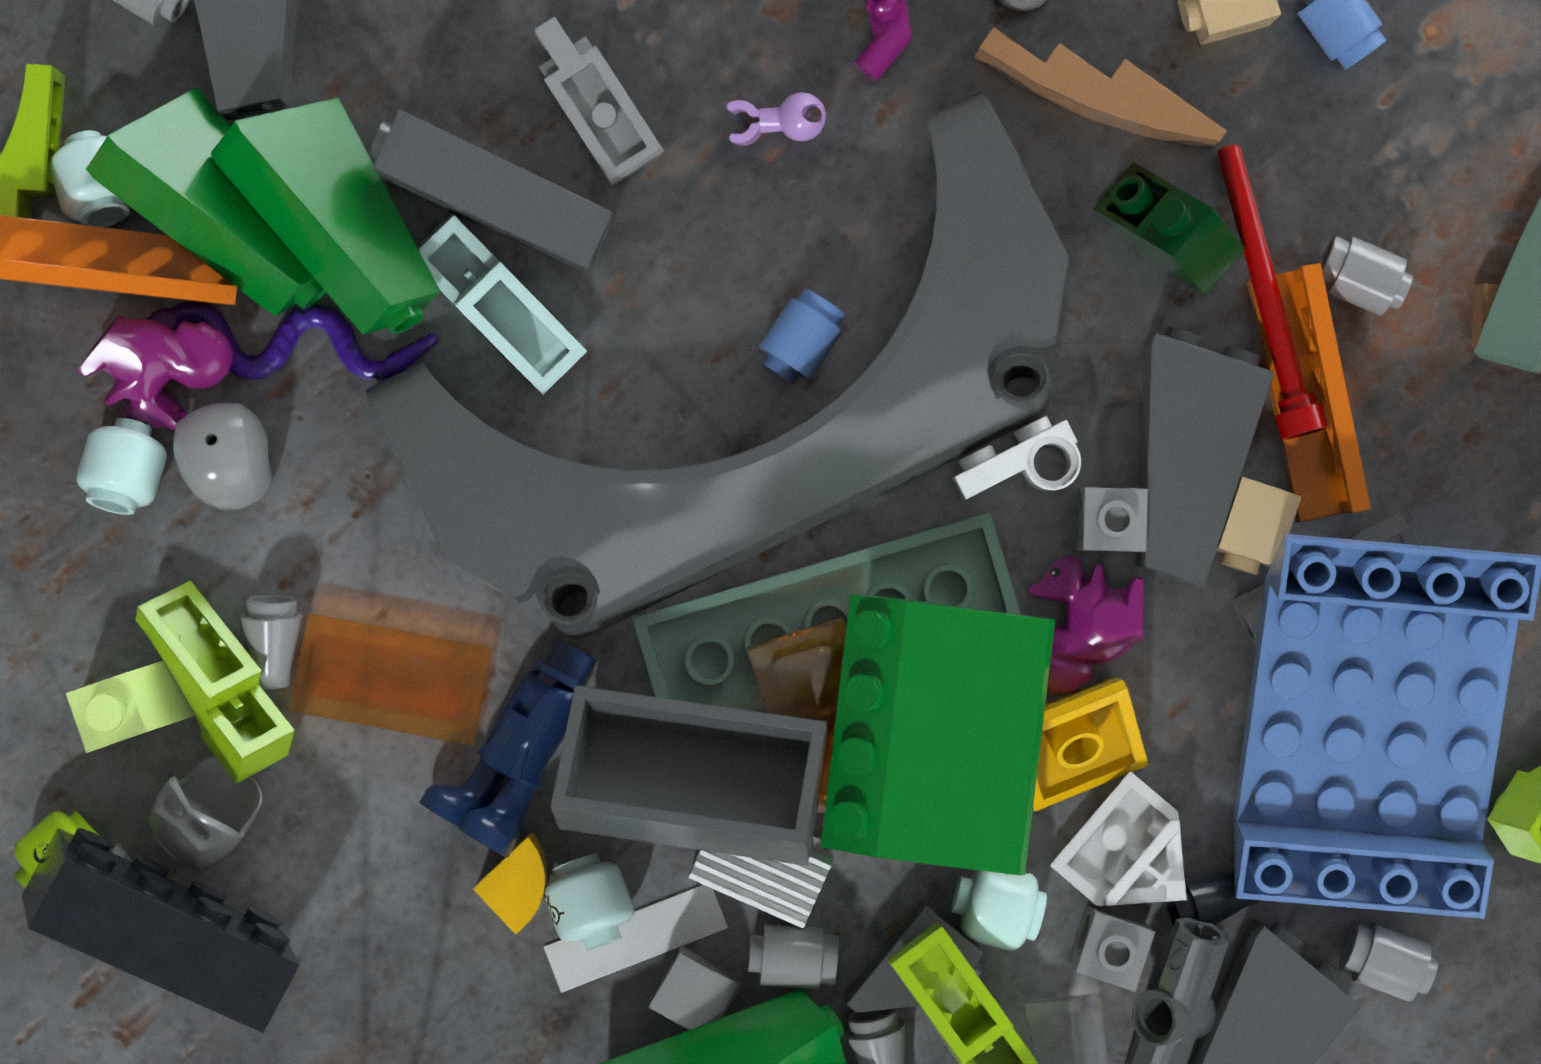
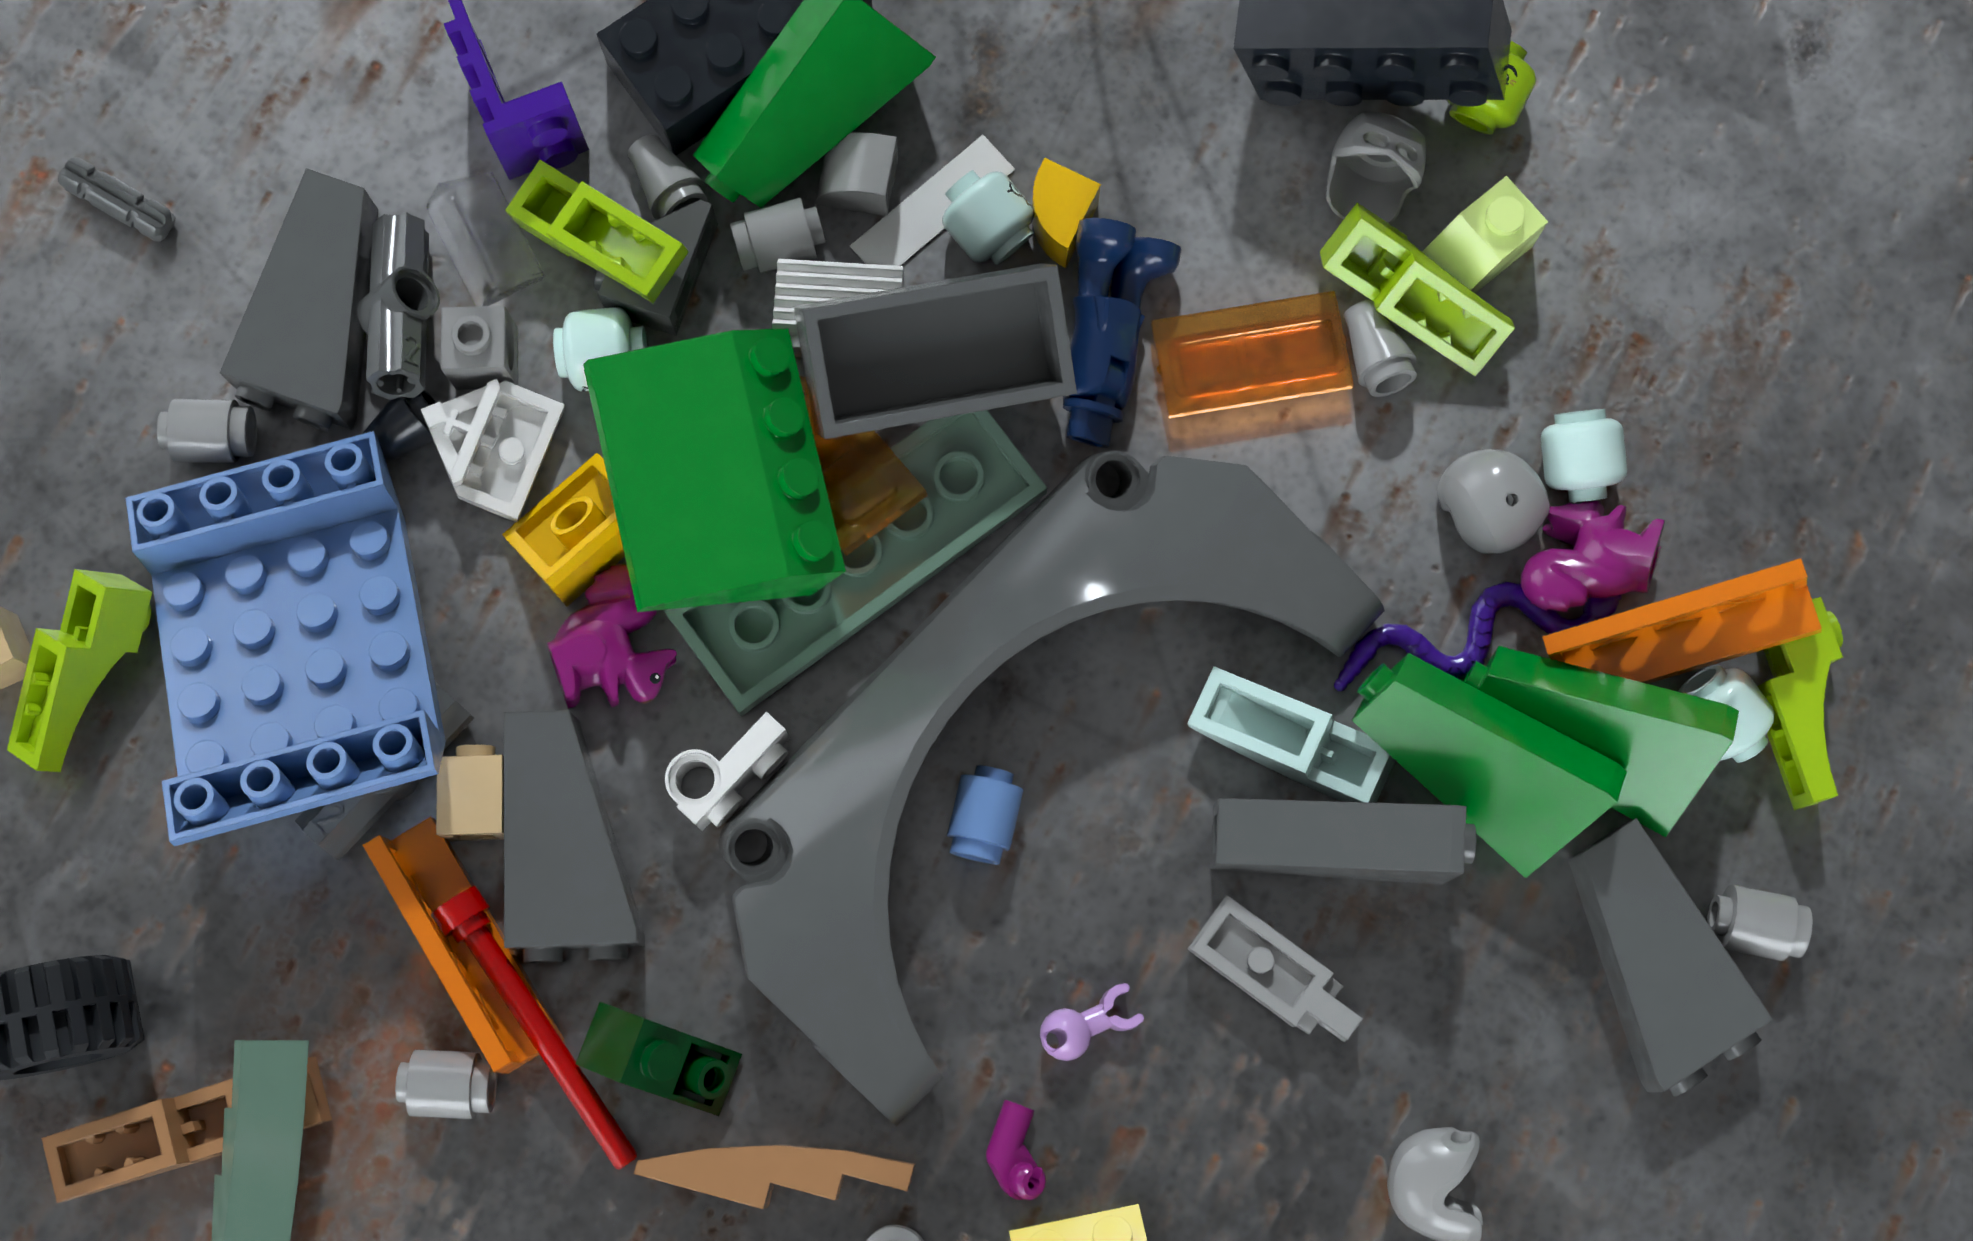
camera: 160 degrees right, 10 degrees down
(1111, 519) = (617, 747): light grey brick -> none

